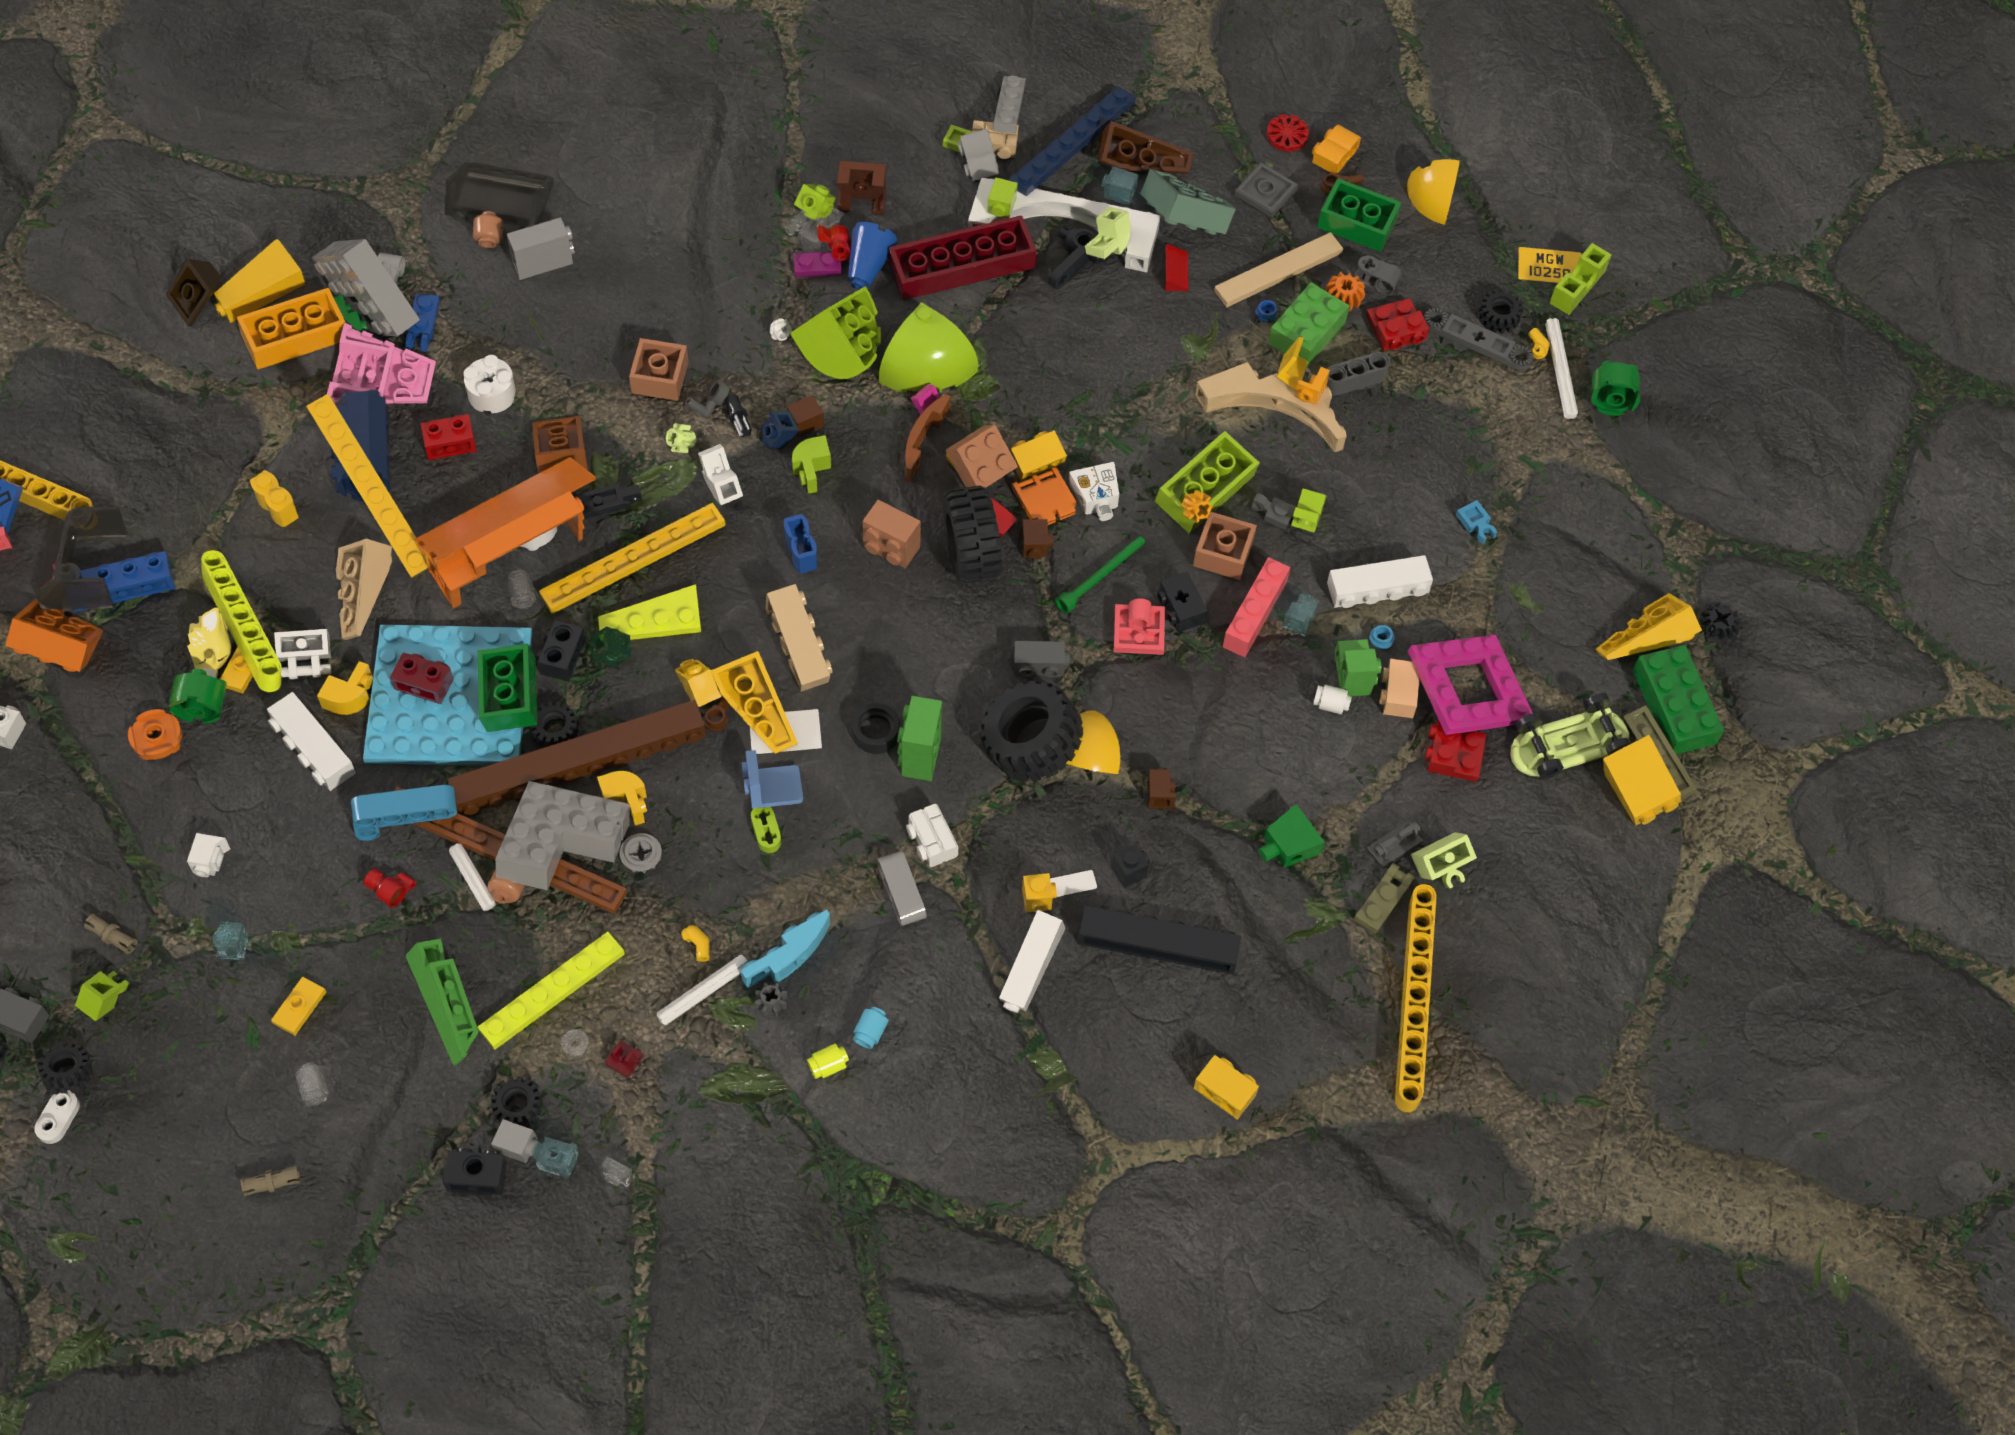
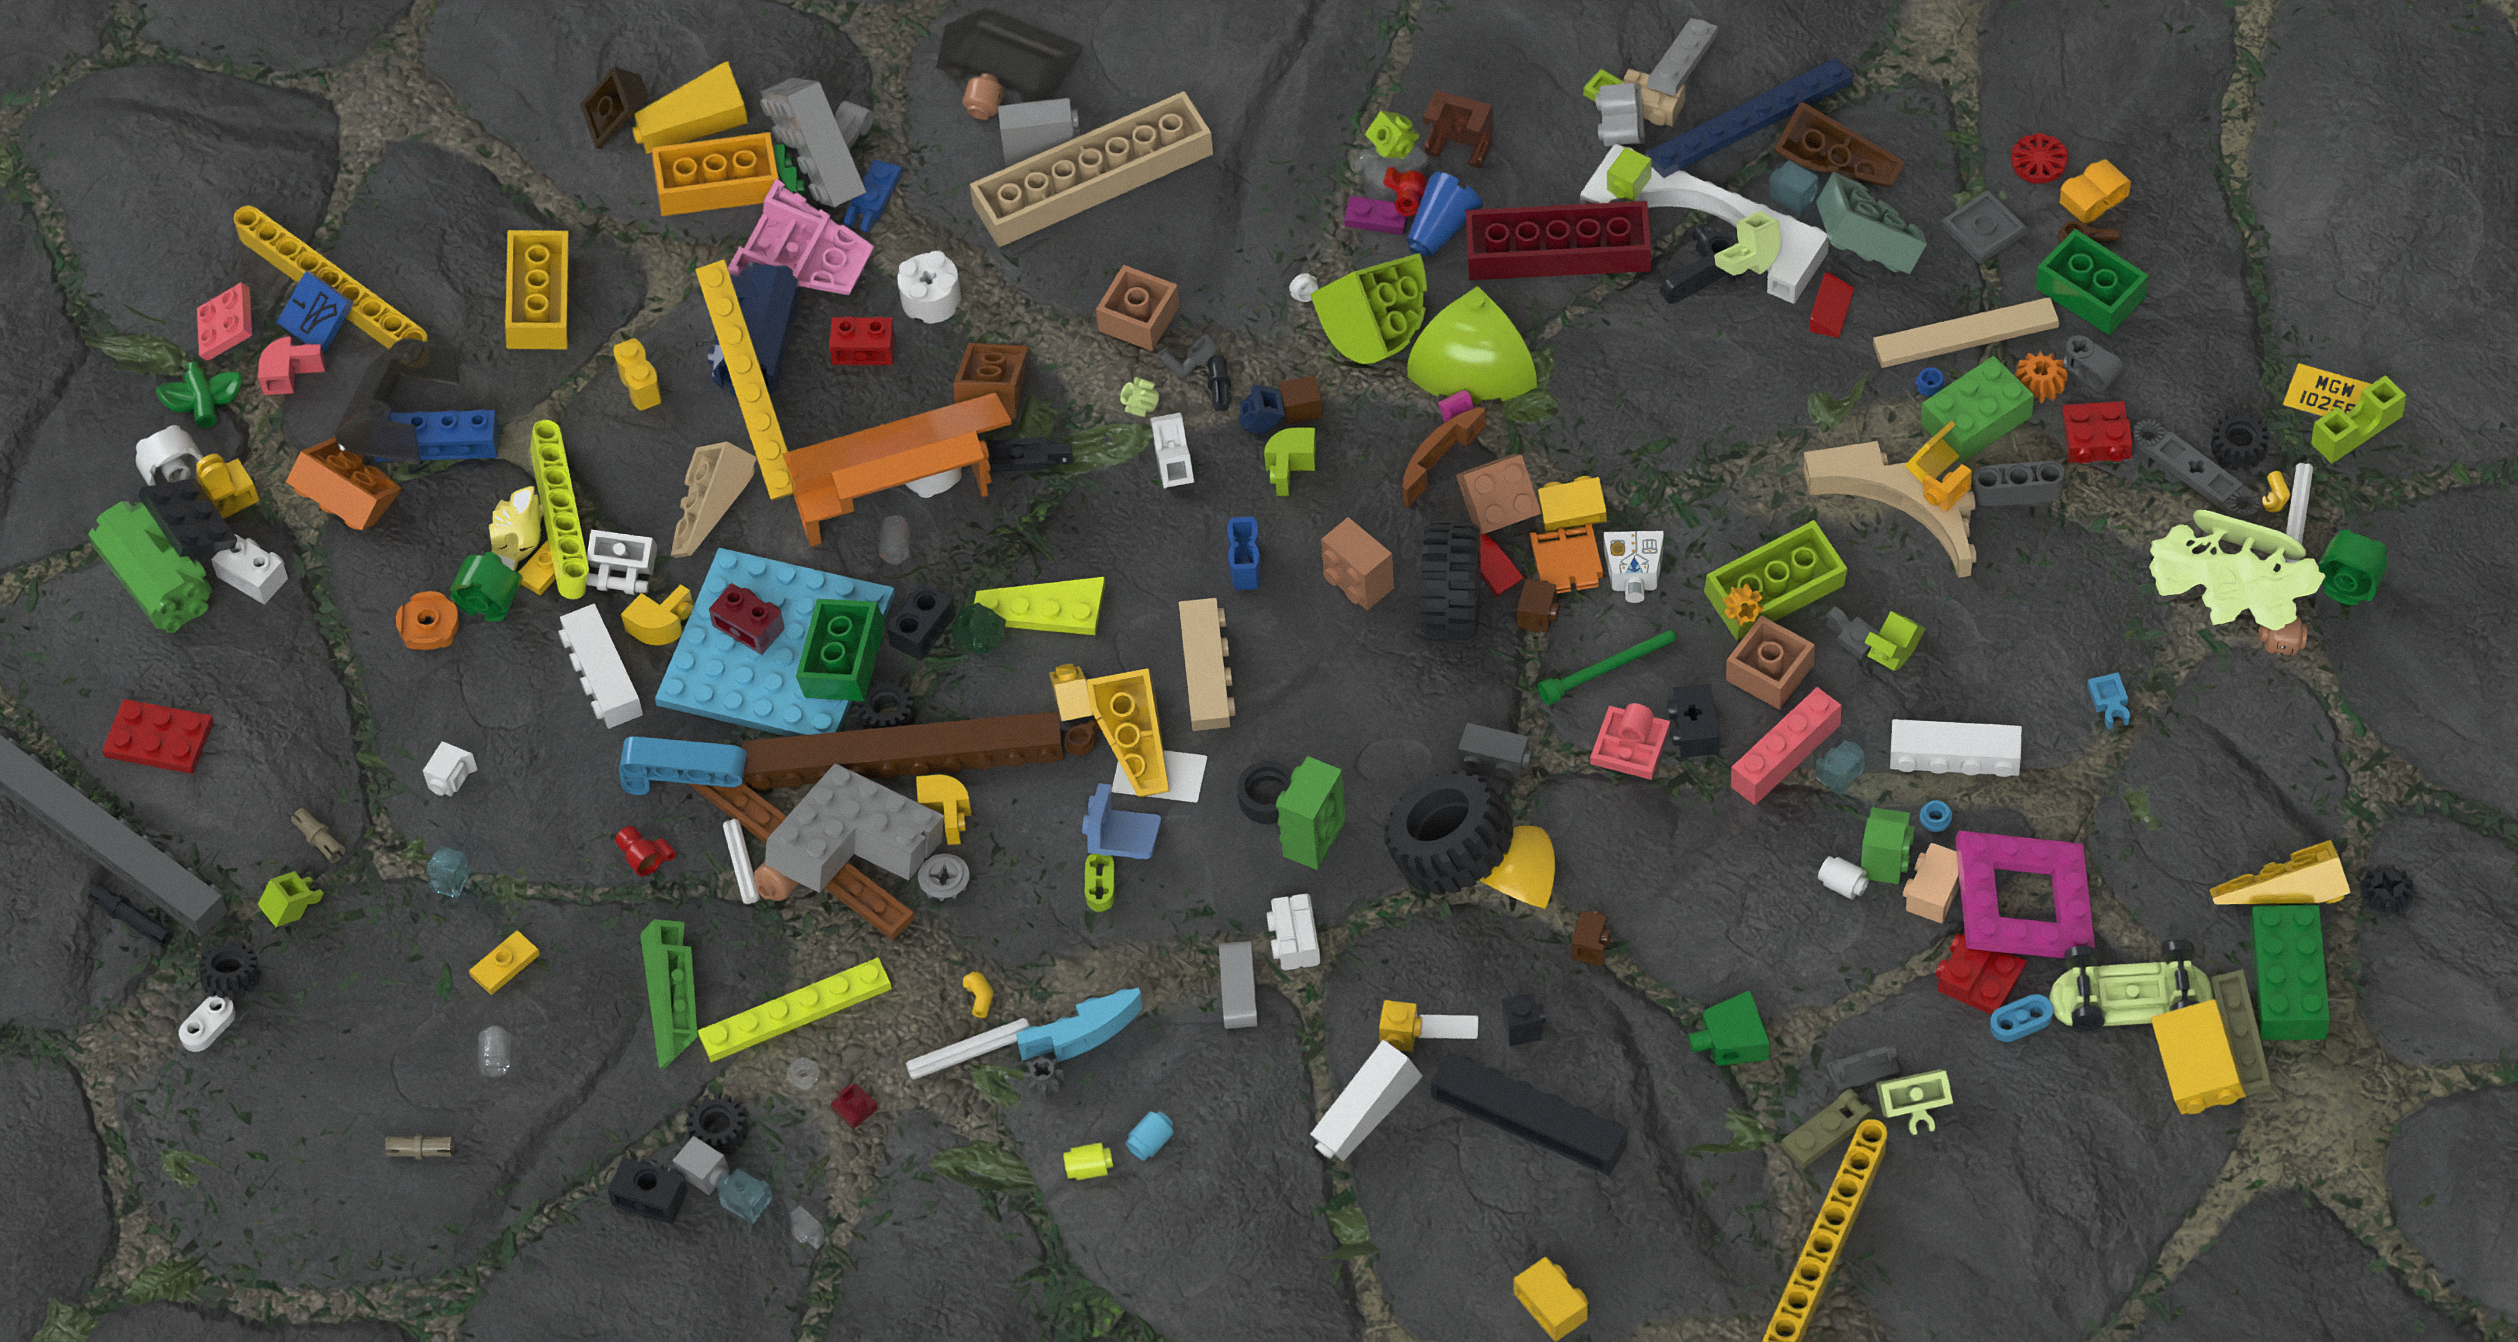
camera: 25 degrees right, 5 degrees down
(173, 447) = (537, 289): none -> yellow brick
(589, 270) = (1091, 169): none -> tan brick
(632, 558) = (1038, 529): yellow plate -> none
(1433, 188) = (2203, 265): yellow brick -> none
(1496, 780) = (2019, 1018): none -> dark azure plate
(1539, 413) = (2237, 579): none -> yellowish green plant
(1582, 447) = (2285, 640): none -> nougat head

